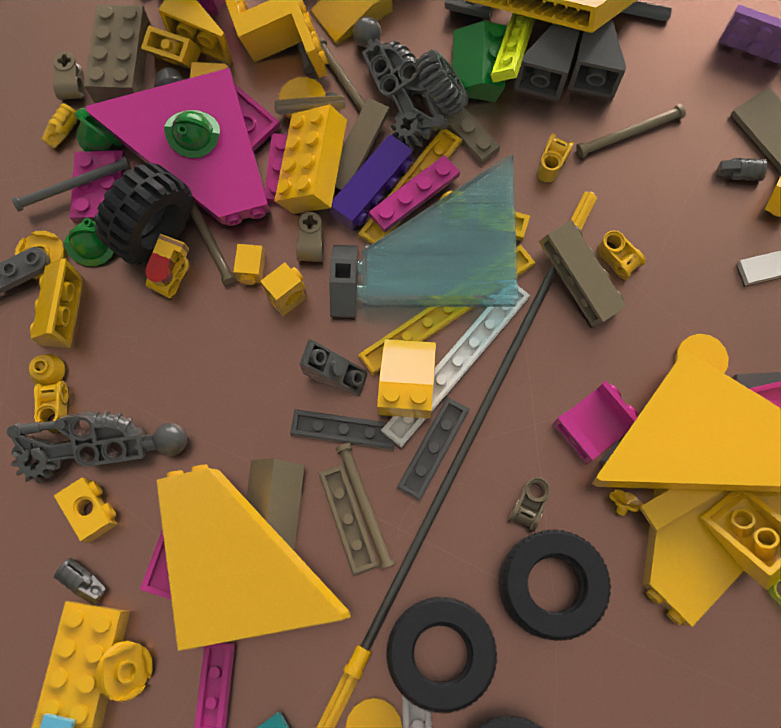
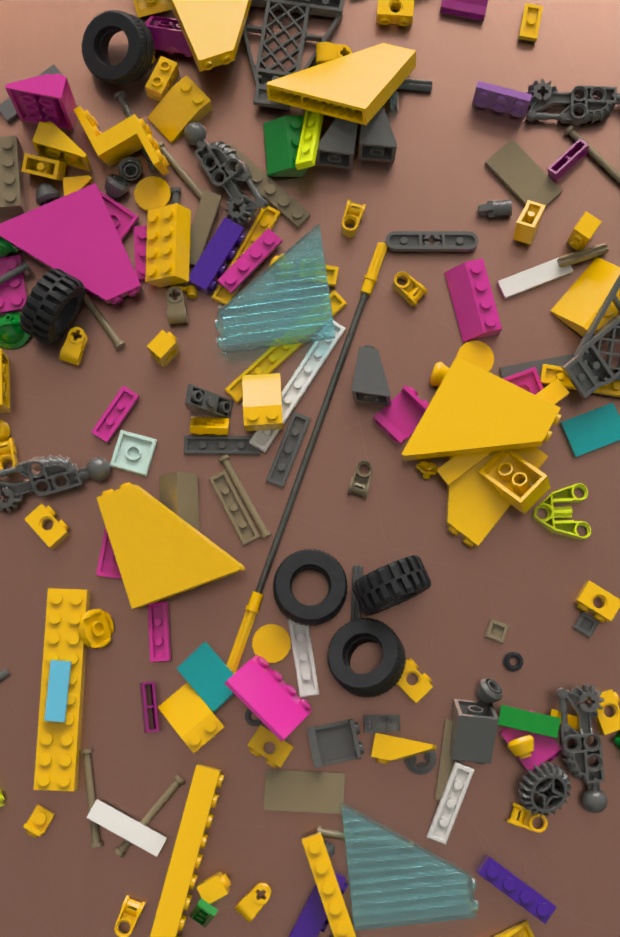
camera: 10 degrees left, 5 degrees up
(80, 581) = (52, 575): dark grey hinge -> none
(164, 259) = (71, 338): leg -> none
(192, 133) = (76, 238): green helmet -> none
(206, 368) = (115, 414): none -> dark pink plate
(223, 424) = (133, 453): none -> light aqua tile
(249, 264) = (133, 332): yellow brick -> none
(257, 82) = (115, 186): none -> dark grey cone
(283, 68) = (130, 168): none -> dark grey cone
(291, 106) = (158, 200): dark tan axle -> none
(330, 400) = (209, 425): none -> yellow plate
(333, 223) = (191, 291): none -> yellow hand
(343, 281) = (206, 335): dark grey slope -> none
(441, 82) = (259, 173): dark grey gear -> none
(506, 671) = (356, 612): none -> dark grey axle
(561, 365) = (369, 378): none -> dark grey slope
(563, 674) = (391, 585): none -> black tyre
(582, 273) = (381, 307): dark tan brick -> none
(592, 585) = (390, 506): black tyre -> none
(622, 25) = (394, 101): none -> clear light blue tile
(652, 373) = (438, 374): none -> yellow cone
(672, 200) = (450, 241): none -> dark grey piece
(678, 112) = (410, 187): dark tan bar -> none
(706, 282) = (473, 301): none -> dark pink slope

